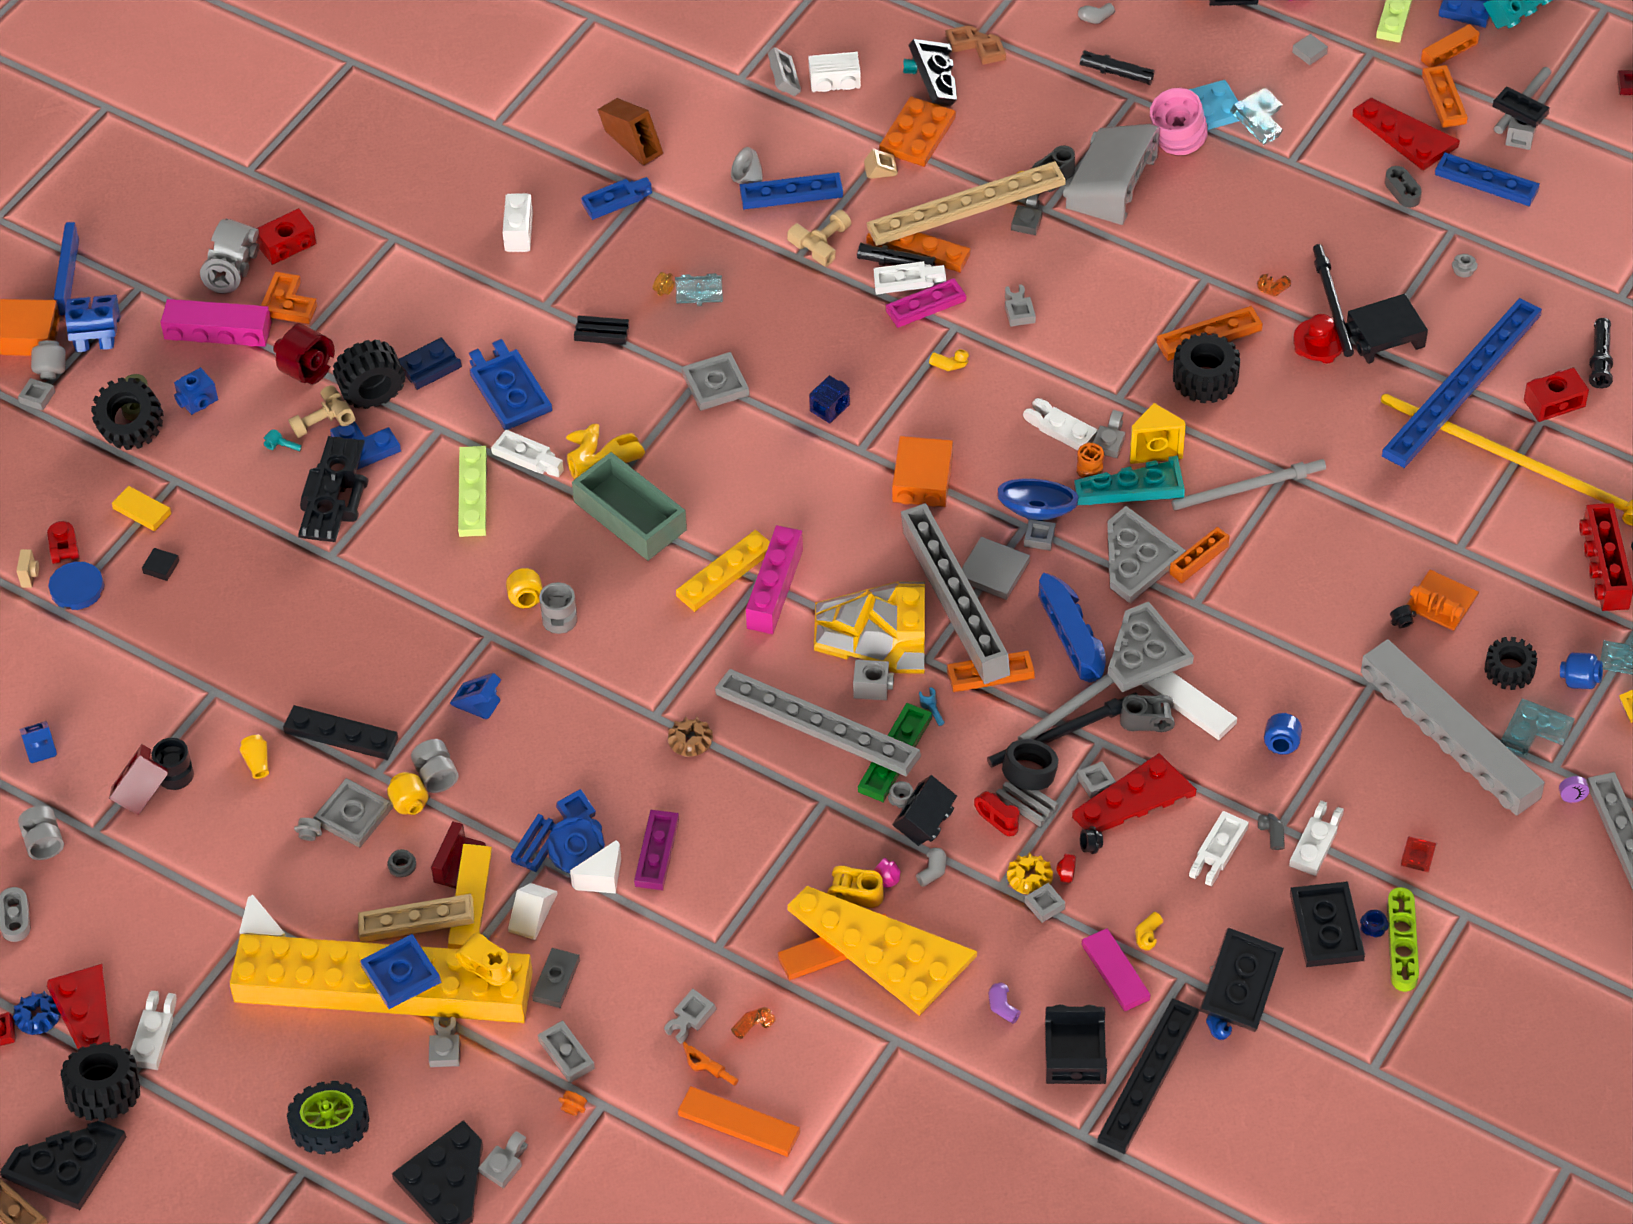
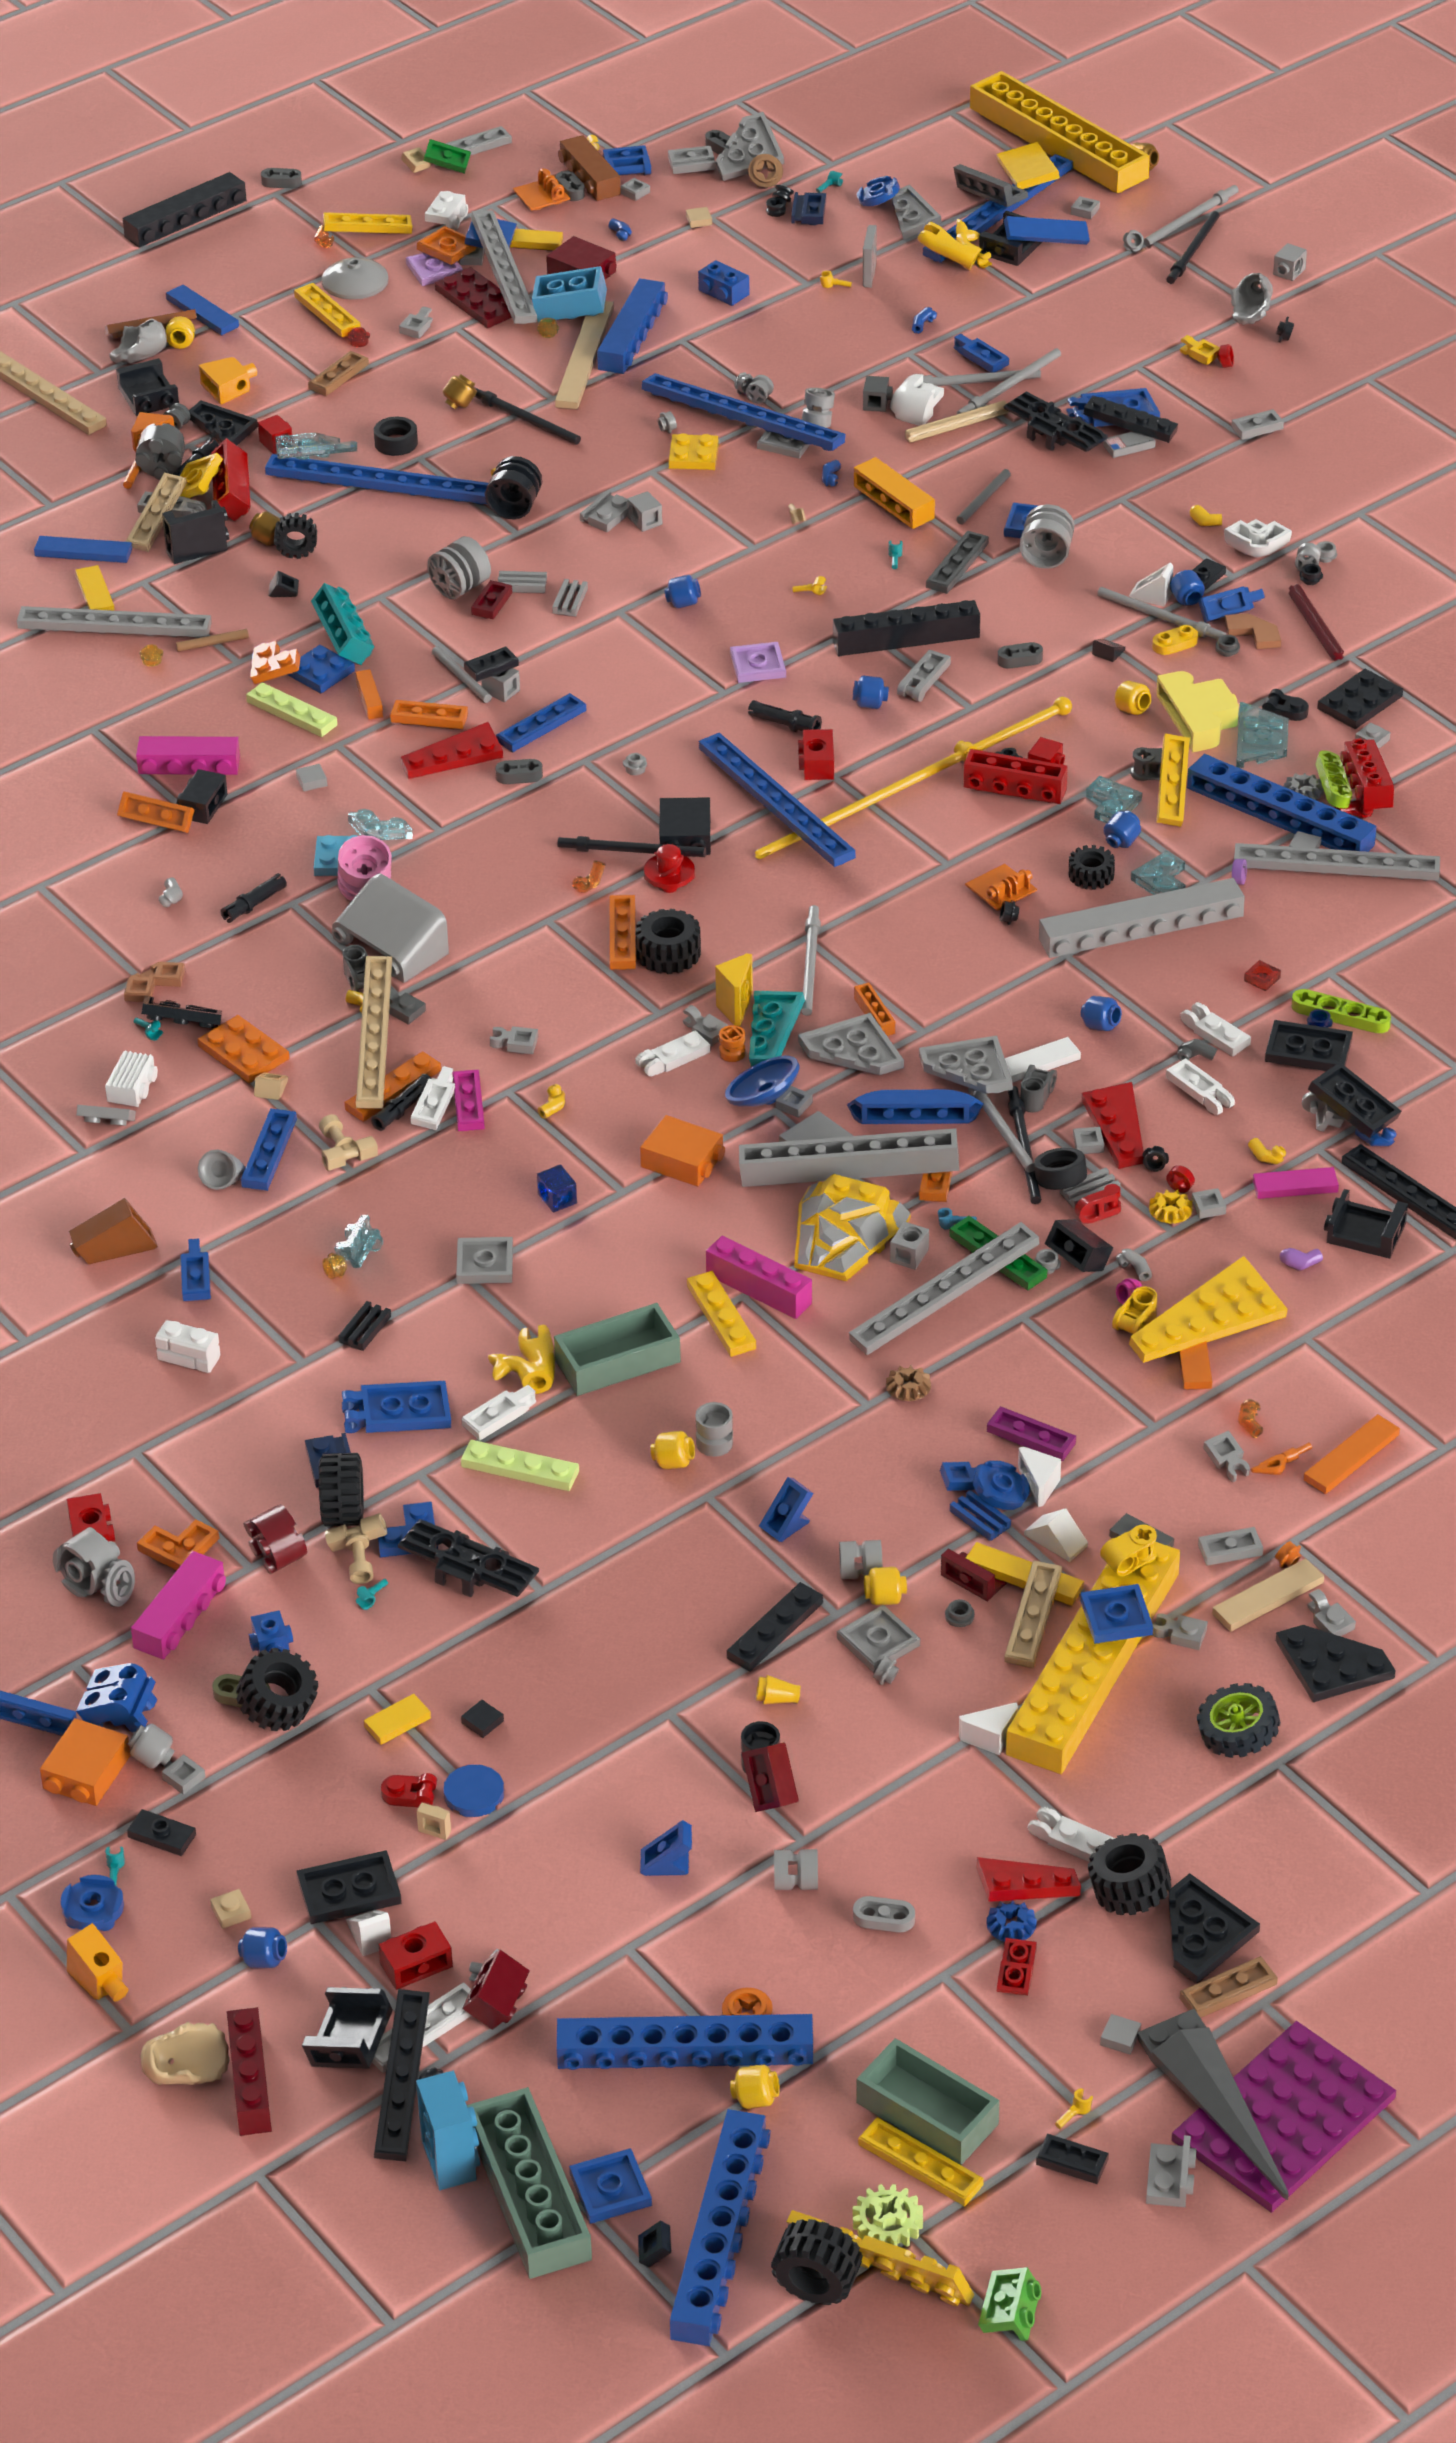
camera: 70 degrees left, 10 degrees down
(517, 1102) = (1268, 1595): none -> tan tile

